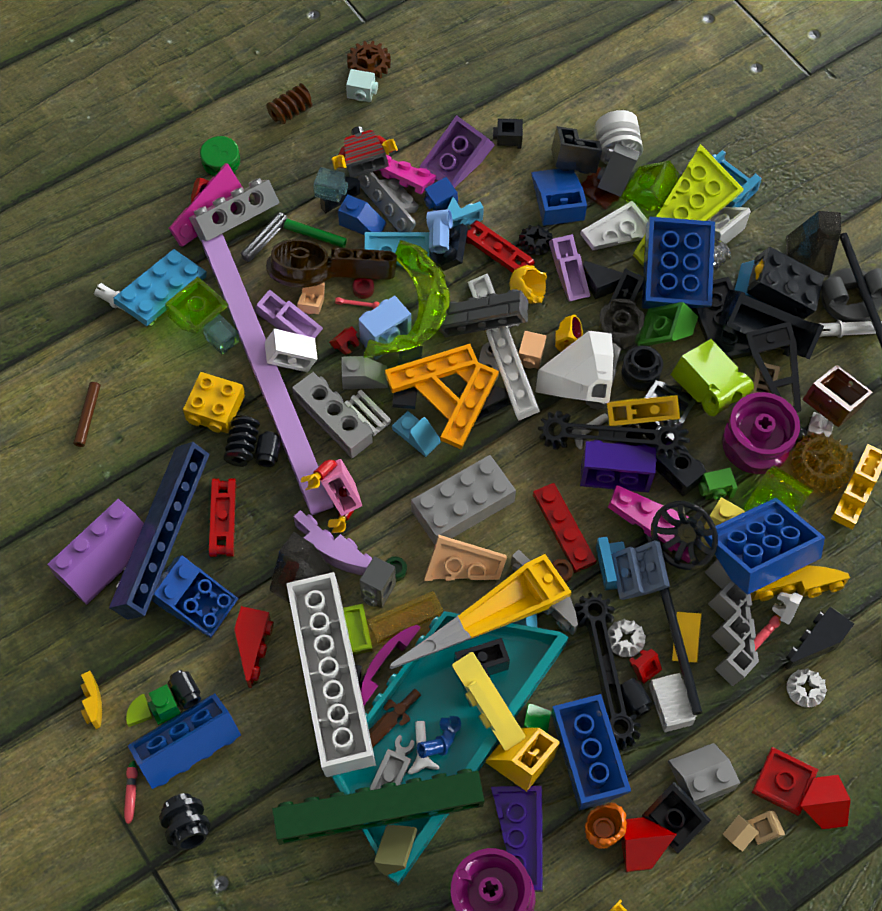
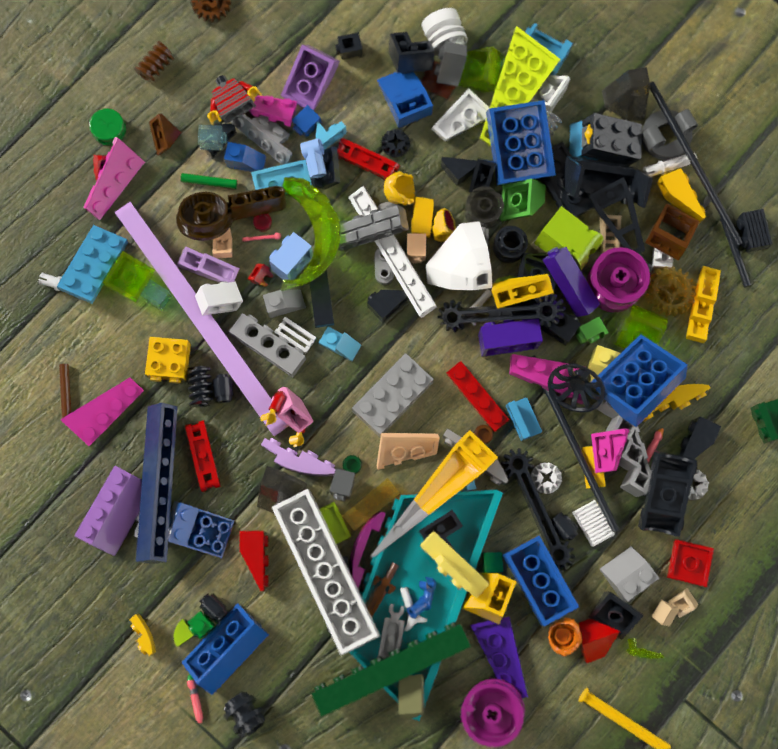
camera: 15 degrees left, 15 degrees up
(117, 444) = (97, 415): none -> dark pink wing
(264, 199) = (157, 163): light grey brick -> none
(264, 237) = (166, 194): dark grey axle -> none
(280, 173) = (163, 133): none -> reddish brown slope
(361, 85) = (211, 29): light aqua brick -> none
(425, 377) = (335, 297): light orange plate -> none
(547, 318) = (422, 216): none -> yellow slope
(569, 267) = (430, 163): lavender slope -> none
(640, 570) = (546, 421): sand blue slope -> none
(646, 665) = (567, 498): red tile -> none
(699, 874) = (638, 652): none -> clear neon green bar
(704, 420) = (571, 281): none -> dark purple brick
(708, 614) = (608, 449): none -> dark pink wing
(771, 684) = (667, 493): none -> black piece
(791, 603) = (668, 423): white tile -> none
(827, 802) = (726, 573): red slope -> none
(853, 357) = (678, 192): none -> yellow slope

